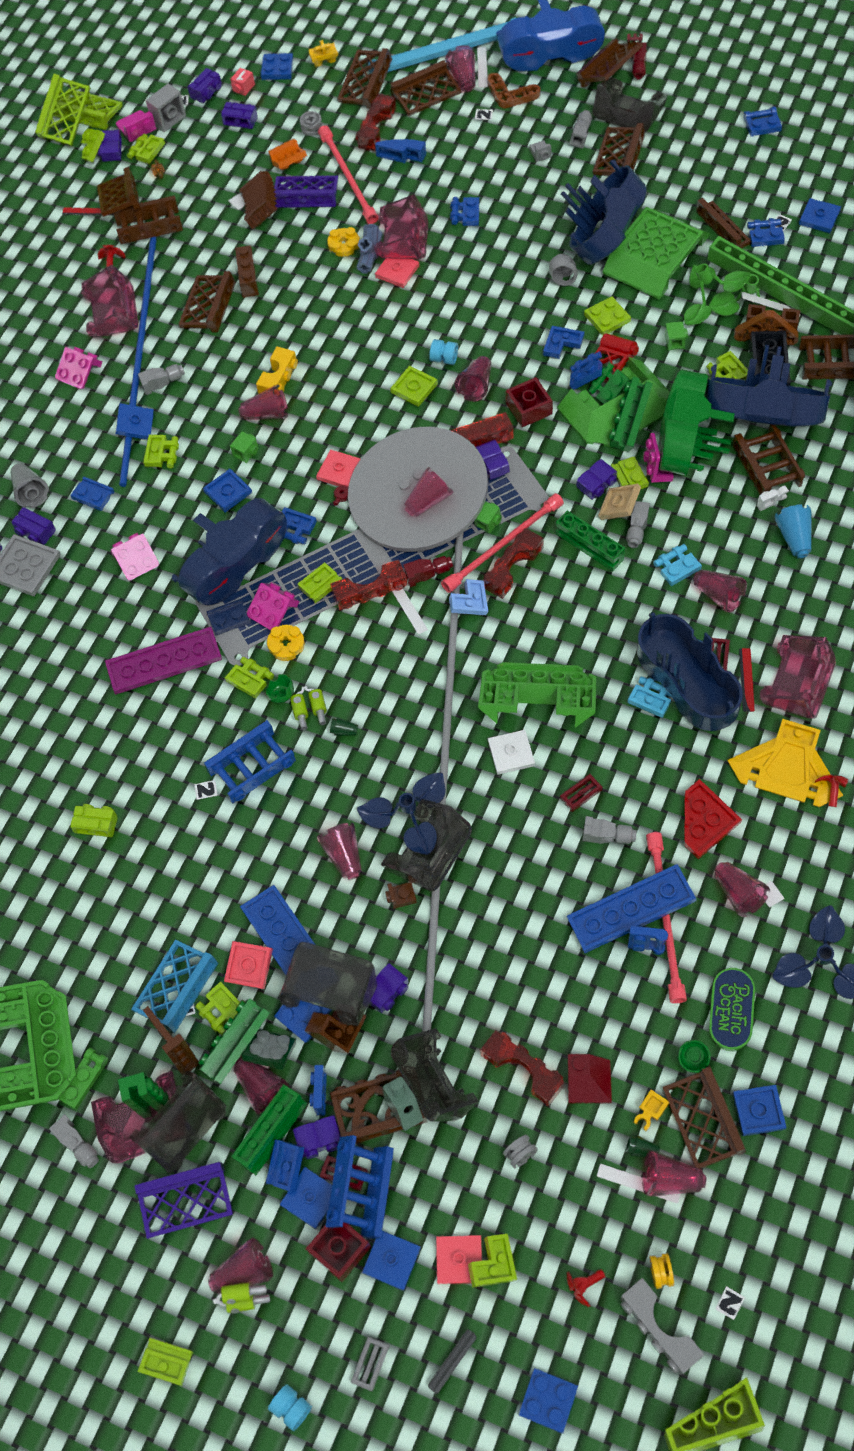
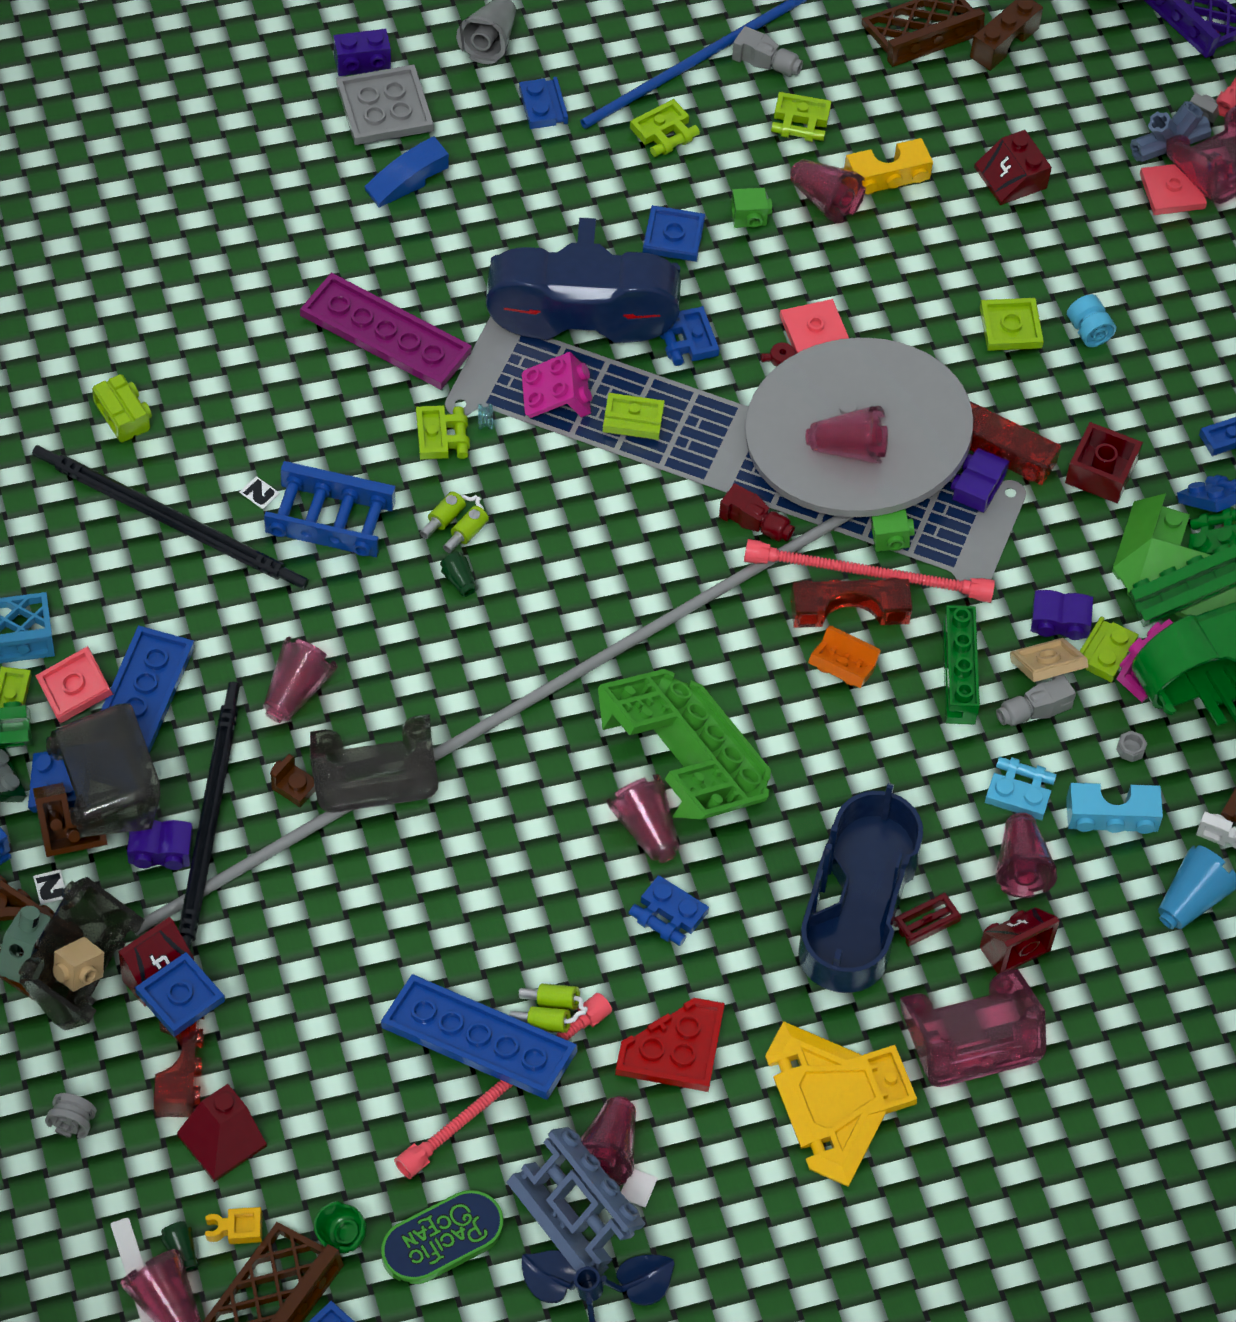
camera: 40 degrees right, 5 degrees down
(33, 526) = (442, 75): dark purple brick -> none
(76, 582) = (408, 172): none -> blue slope
(134, 421) = (678, 71): blue plate -> none
(135, 556) = (495, 203): bracket -> none
(181, 844) = (170, 517): none -> black axle
(208, 385) = (801, 110): none -> lime plate
(228, 617) = (502, 355): dark blue plate -> none
(259, 650) = (484, 416): none -> clear light blue bush
(280, 689) = (450, 474): green hair -> none
(282, 633) = (522, 423): yellow plate -> none
(327, 322) = (1014, 168): none -> dark red slope
(343, 234) = (1156, 90): yellow plate -> none
(349, 593) = (701, 484): clear red arch -> none
(362, 1065) = (49, 886): none -> sticker
(366, 220) = (1207, 105): none -> light grey plate
(394, 956) = (209, 816): none -> black axle
(410, 611) = (689, 532): white sticker -> none
(421, 837) = (381, 685): dark blue plant -> none
(438, 1082) = (78, 964): none -> tan brick
(462, 1041) = (151, 953): none -> dark red slope
(472, 602) = (754, 596): light blue plate -> none
(474, 379) = (1083, 380): clear pink cone -> none
(495, 1041) = (180, 994): none -> blue plate
(511, 752) = (584, 775): white plate -> none
(543, 587) = (845, 657): none -> orange bracket
(565, 739) = (647, 817): none -> clear pink cone
(568, 802) = (593, 891): dark red tile -> none
(604, 831) = (562, 947): light grey piece -> none
(621, 763) = (674, 905): none -> blue plate
(634, 855) = (553, 997): none -> lime piece
(640, 939) = (448, 1076): blue plate -> none
(648, 700) = (789, 878): medium azure plate -> none
(693, 502) = (1131, 746): none -> light grey tile
(715, 544) = (1090, 811): none -> medium azure arch
(746, 679) = (923, 974): red sticker -> none
(764, 622) = (1019, 939): none -> dark red slope
(769, 943) = (556, 1214): none -> sand blue fence
(835, 781) = (854, 1160): red plant -> none

